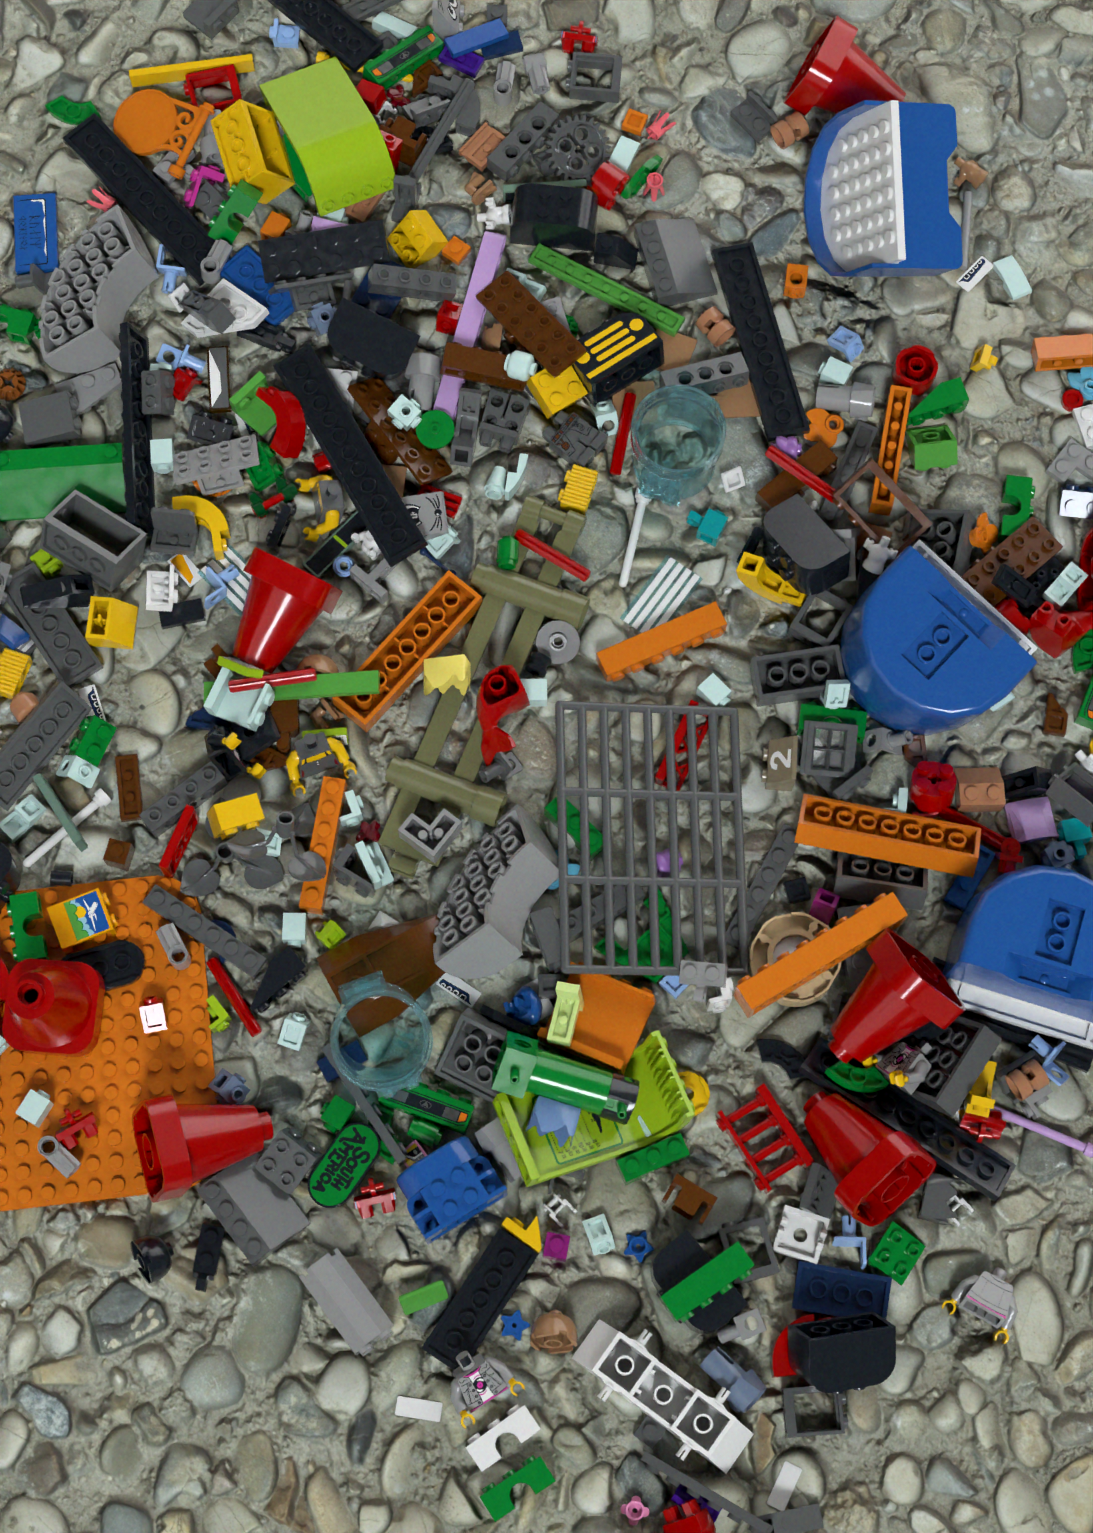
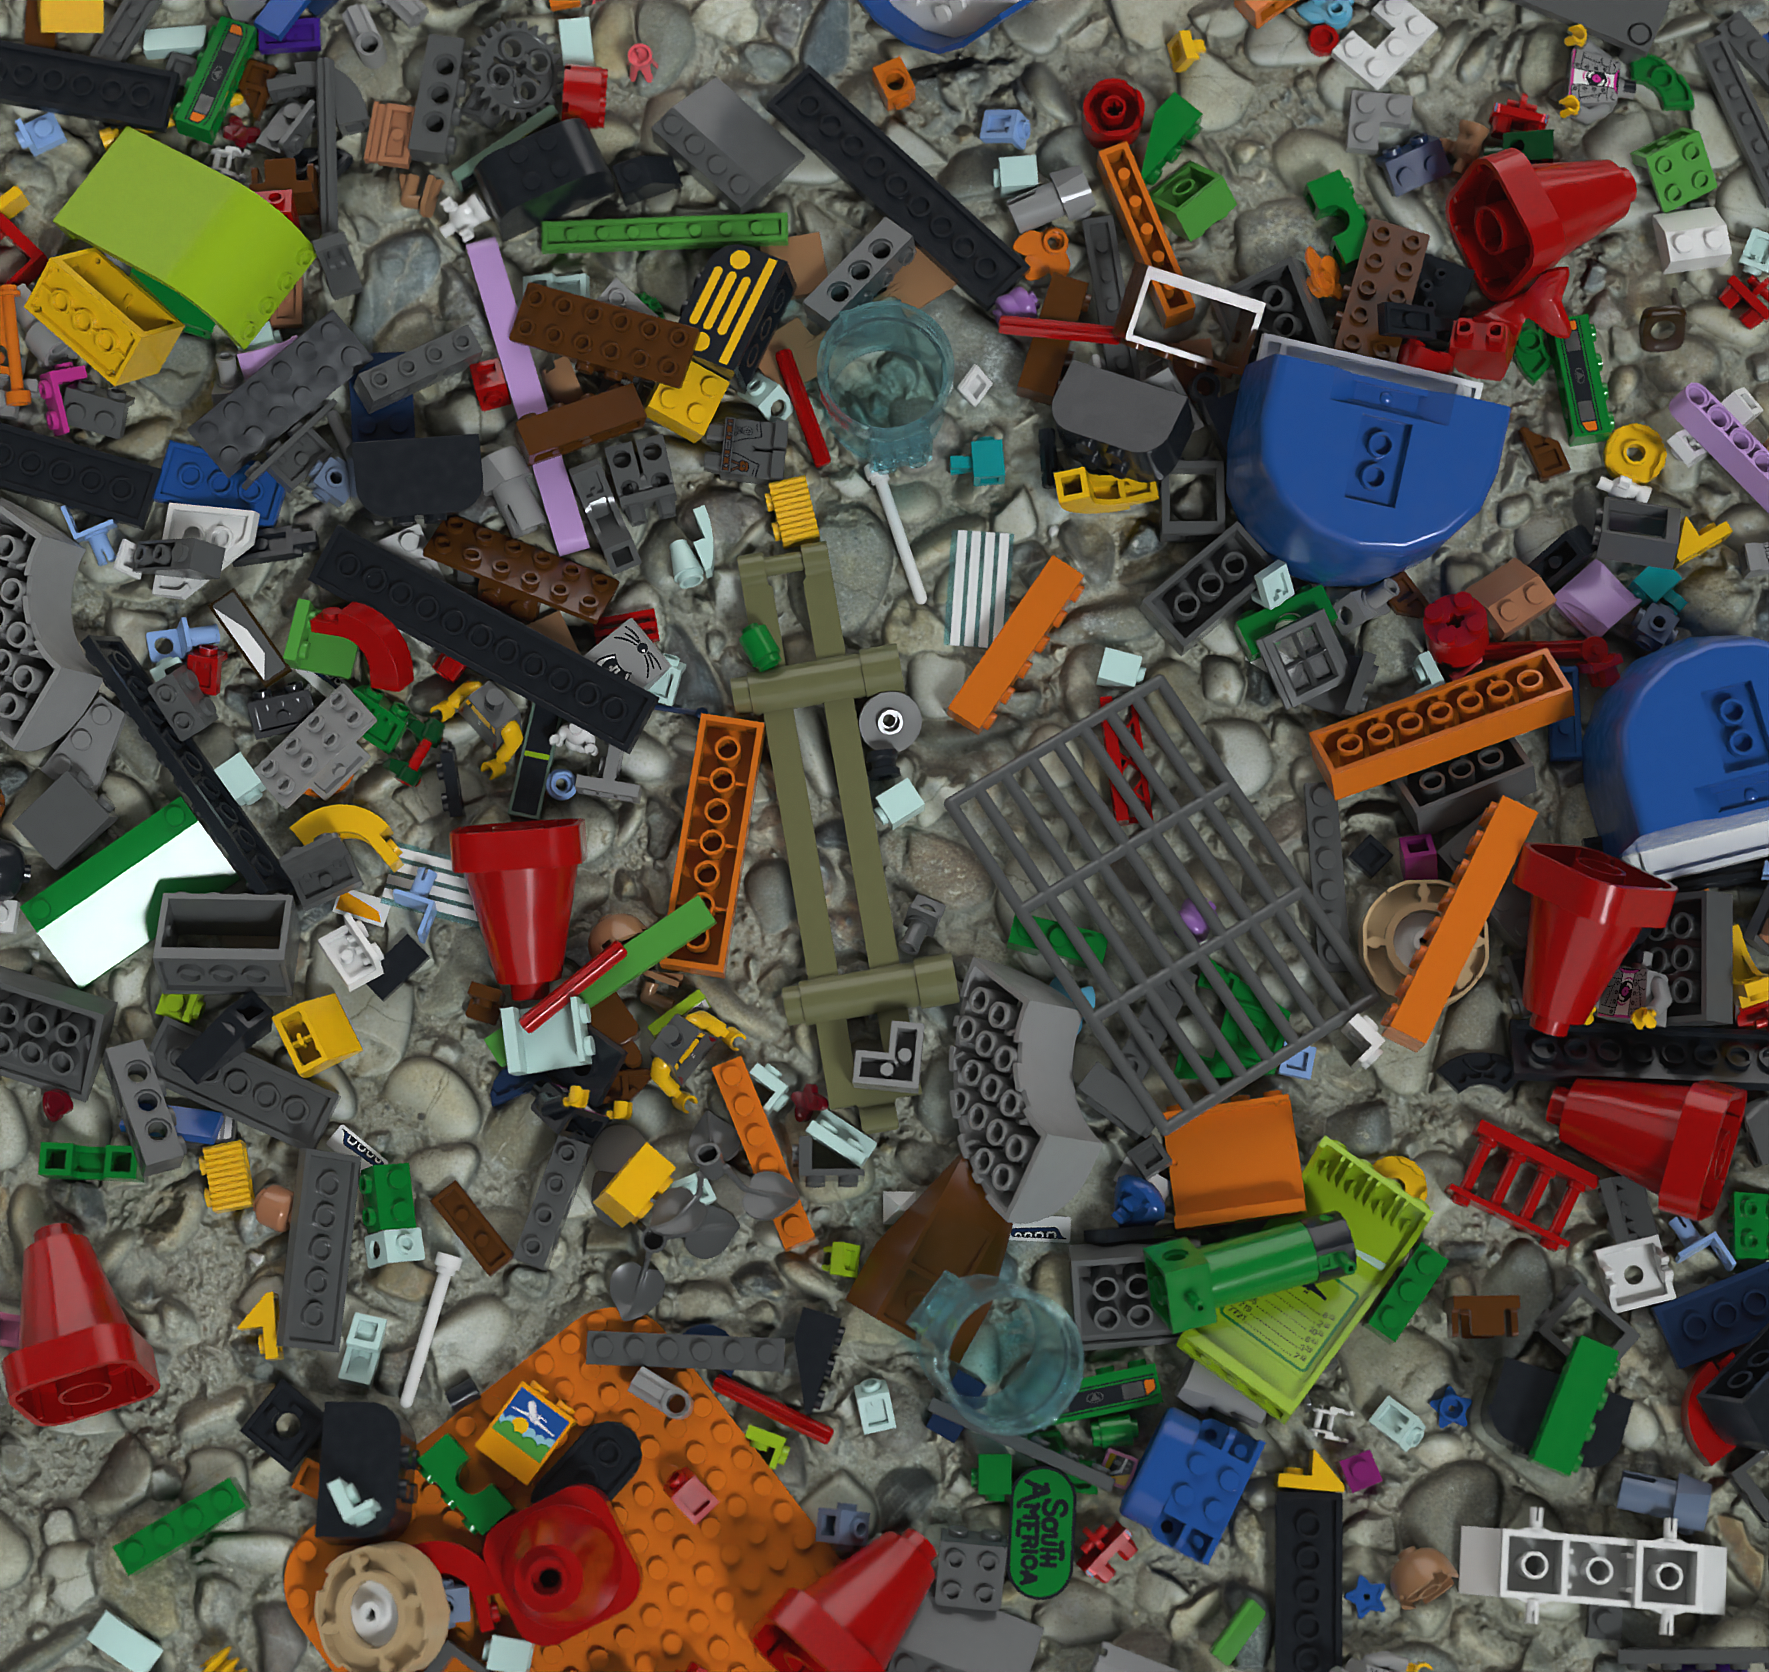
camera: 30 degrees left, 5 degrees up
(60, 812) = (410, 1314): sand green tile -> none
(119, 854) = (516, 1321): reddish brown brick -> none
(179, 841) = (584, 1260): red tile -> none
(215, 260) = (147, 485): light grey piece -> none
(240, 667) = (523, 995): lime tile -> none
(243, 201) = (134, 388): green arch -> none
(275, 226) = (194, 396): orange brick -> none
(294, 929) = (795, 1280): light aqua brick -> none
(372, 95) = (208, 149): red brick -> none
(402, 406) = (517, 556): light aqua brick -> none
(417, 239) = (385, 306): yellow slope -> none
(435, 429) = (567, 541): green piece -> none
(445, 672) = (776, 846): light yellow piece -> none
(456, 250) = (442, 292): orange plate -> none
(497, 697) = (870, 841): red hips -> none
(520, 365) = (628, 398): light aqua head -> none
(552, 555) = (816, 616): red axle -> none
(554, 1116) = (1265, 1320): medium blue piece -> none
(565, 1013) = (1196, 1184): yellowish green bracket -> none
(640, 177) = (619, 60): green tile -> none
(702, 975) = (1334, 1034): light grey plate -> none
(712, 323) = (842, 205): nougat wheel -> none
(741, 1328) = (1637, 1432): light grey bracket -> none
(780, 763) = (1257, 711): dark tan slope -> none
(856, 1078) = (1587, 1045): green tile -> none
(878, 555) = (1222, 381): white piece -> none
(1064, 585) = (1462, 284): light aqua slope -> none

